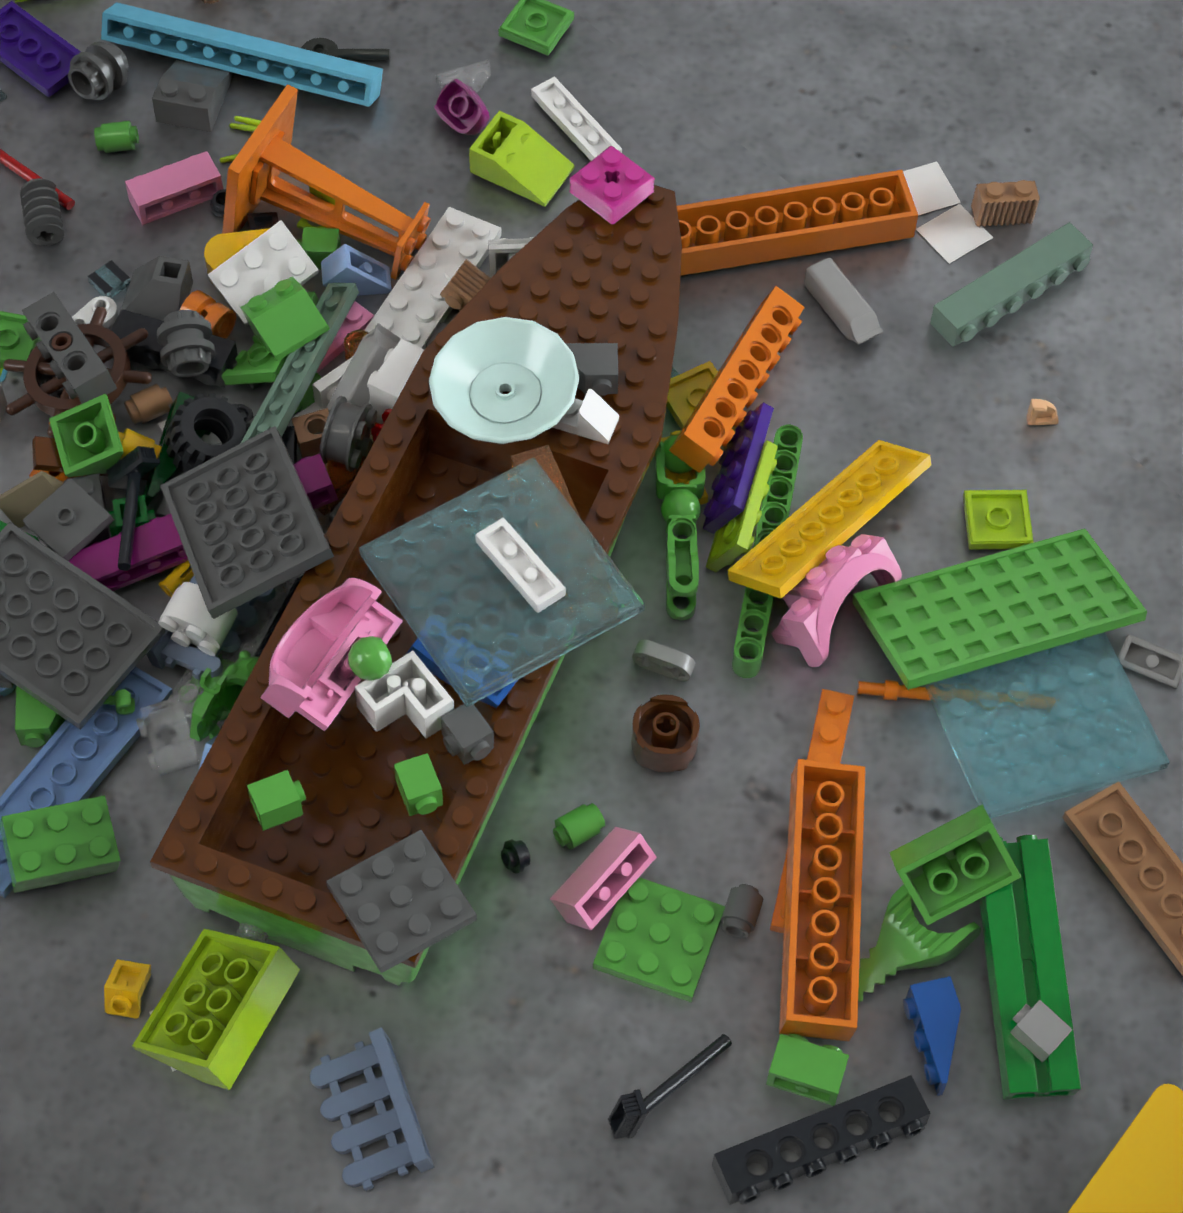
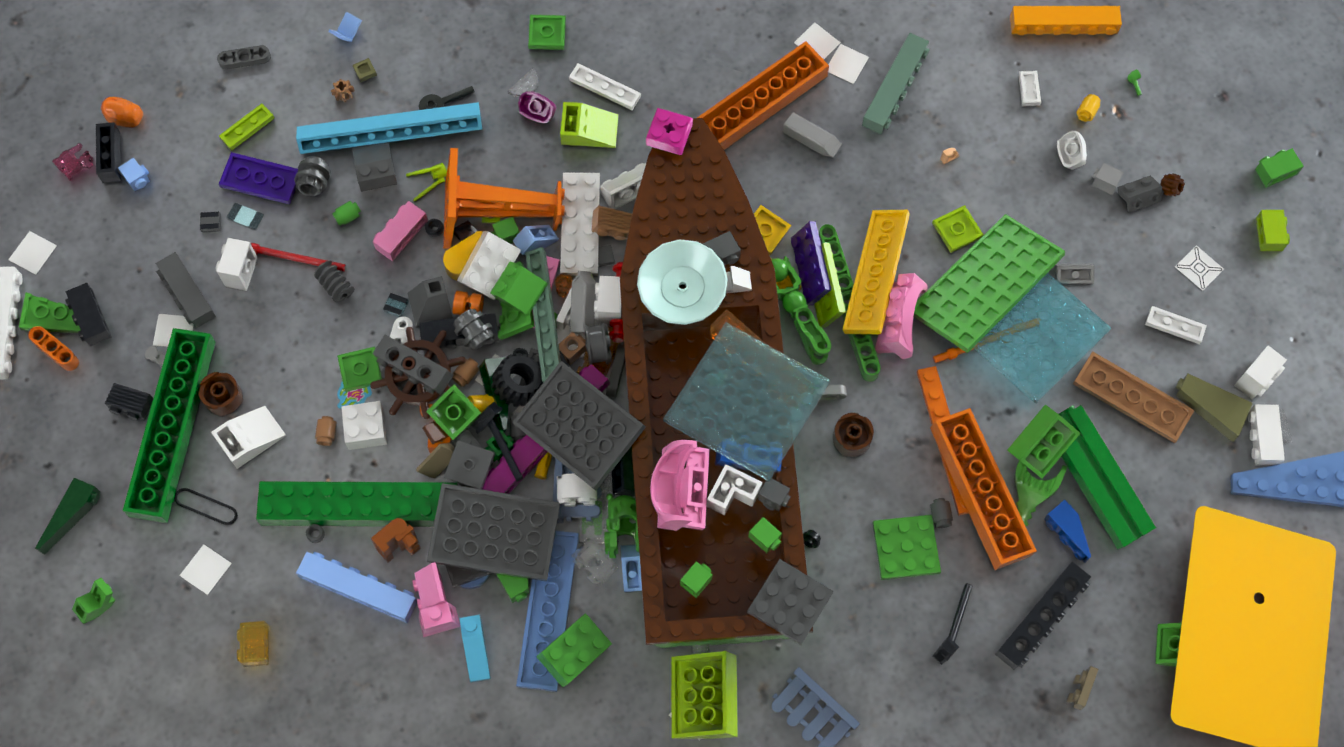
camera: 25 degrees left, 10 degrees up
(123, 701) = (559, 554): bright green hand -> none
(125, 988) = (652, 709): yellow bracket -> none
(369, 658) = (708, 480): bright green piece -> none
(520, 565) = (758, 390): white plate -> none
(578, 825) = (834, 506): bright green brick -> none
(603, 878) = (864, 530): bright pink brick -> none
(736, 381) = (785, 212): orange brick -> none
(807, 1068) = (1018, 581): bright green brick -> none
(1005, 203) = (867, 34): medium nougat brick -> none
(1039, 1029) = (1126, 508): light grey brick -> none

